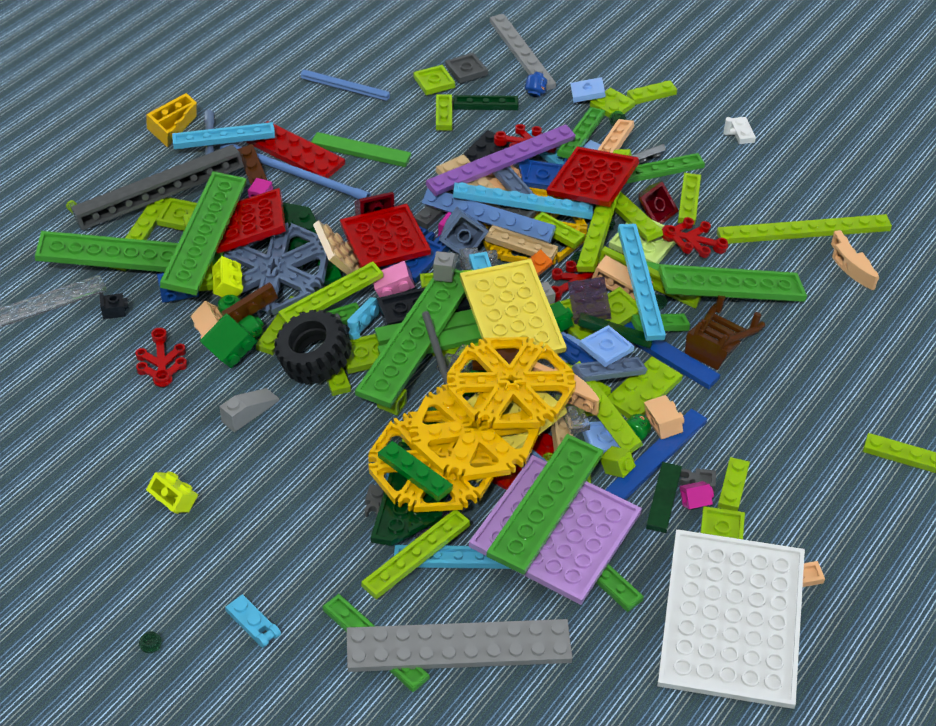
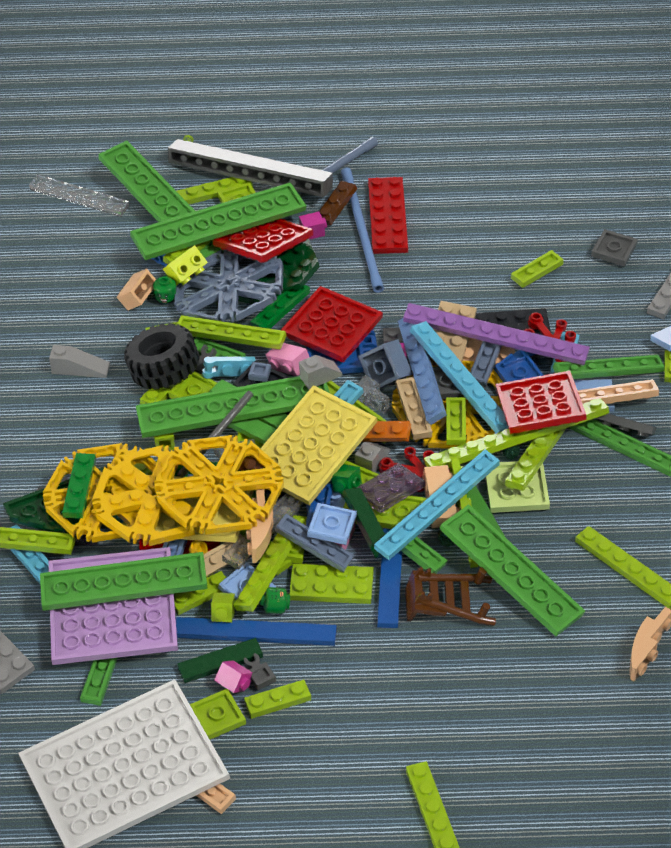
camera: 55 degrees right, 0 degrees up
(113, 305) = (106, 228): black brick -> none
(162, 376) = (64, 300): red plant -> none
(172, 118) = (337, 125): yellow wedge -> none
(223, 135) = (348, 163): medium azure plate -> none
(228, 340) = (122, 307): green slope -> none
(252, 302) = (172, 296): reddish brown plate -> none
(253, 325) = (156, 313): green head -> none
(336, 249) = (276, 302): tan plate -> none
(345, 85) = (502, 192): medium blue axle -> none
(362, 149) = (433, 250): bright green tile -> none
(374, 203) = (358, 293): dark red slope -> none
(395, 301) = (259, 372): none -> sand blue tile
(434, 79) = (573, 238): lime plate -> none
(485, 102) = (585, 287): dark green tile -> none
(536, 84) = (640, 301): blue head -> none
(543, 442) = (198, 546): none -> yellow plate
(615, 116) = (662, 380): clear green plate -> none
(658, 202) = (568, 468): dark red slope -> none
(664, 416) = (301, 609): light nougat brick -> none
(674, 233) = (549, 513): red plant -> none
(689, 197) = (606, 486): lime plate -> none

